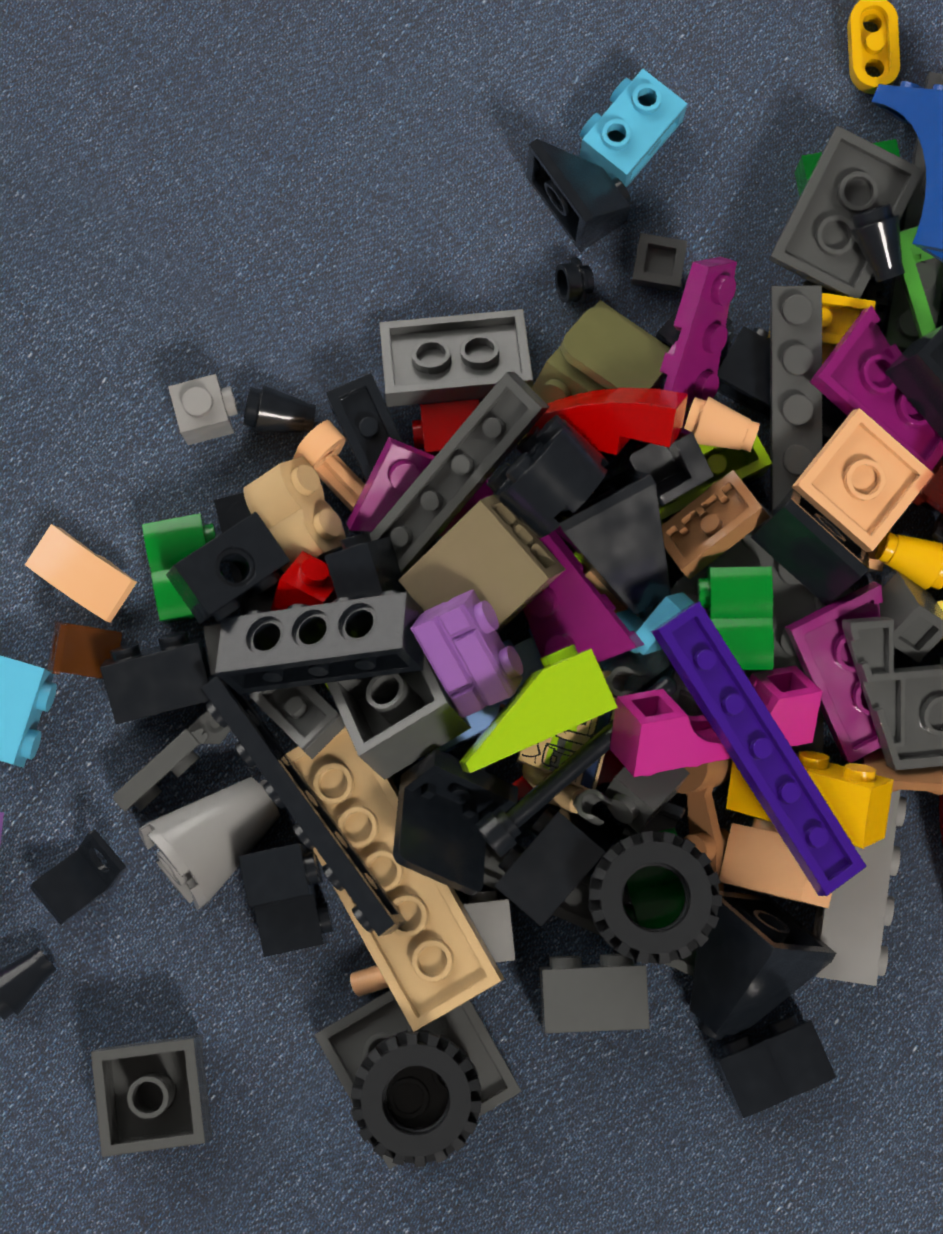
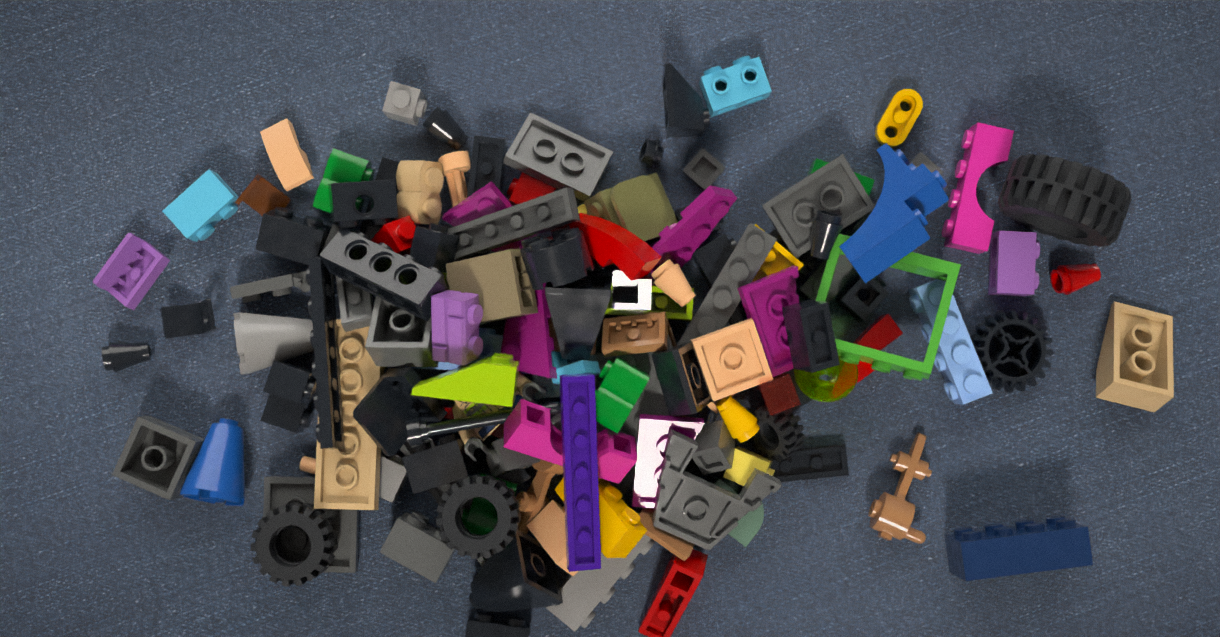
camera: 25 degrees right, 5 degrees up
(243, 1059) = (218, 467): none -> blue cone

